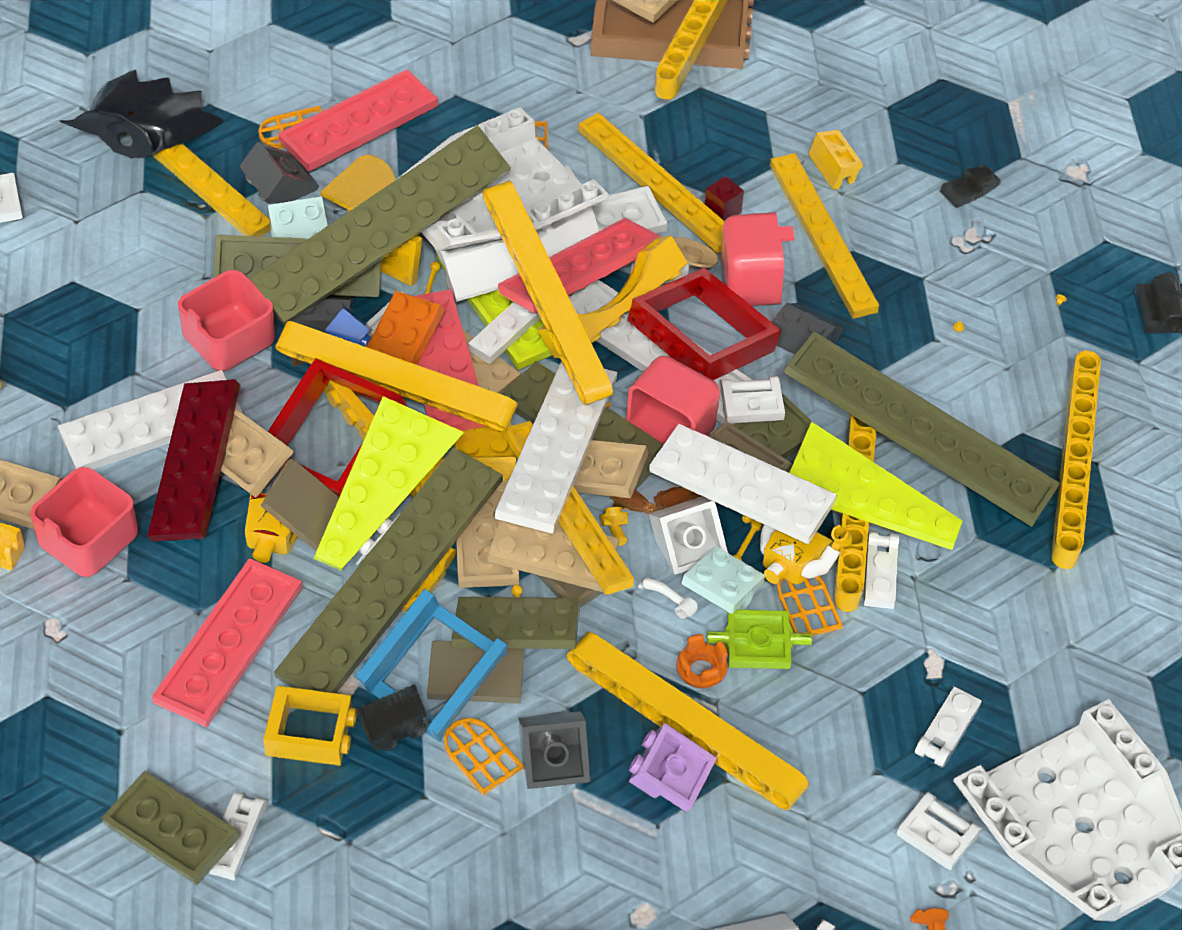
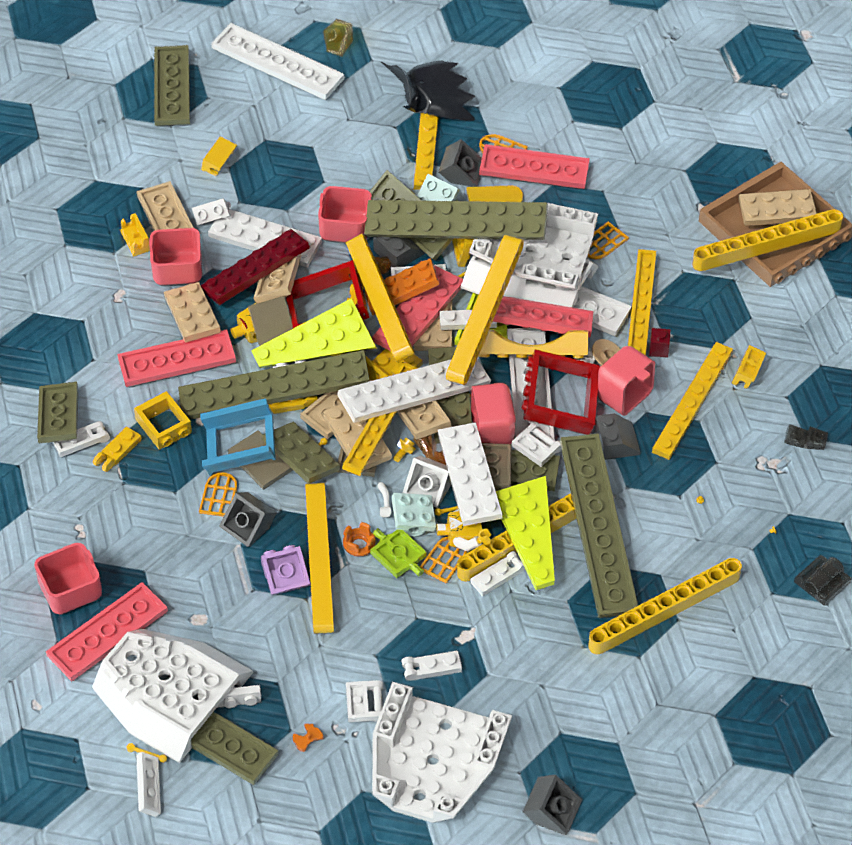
camera: 50 degrees right, 0 degrees up
(55, 439) = (211, 211): none -> white hinge
(179, 573) = (192, 312): none -> tan plate
(292, 805) = (117, 449): none -> yellow hinge
(349, 327) = (390, 260): brick -> none
(395, 718) = (197, 446): clear smoke brick -> none

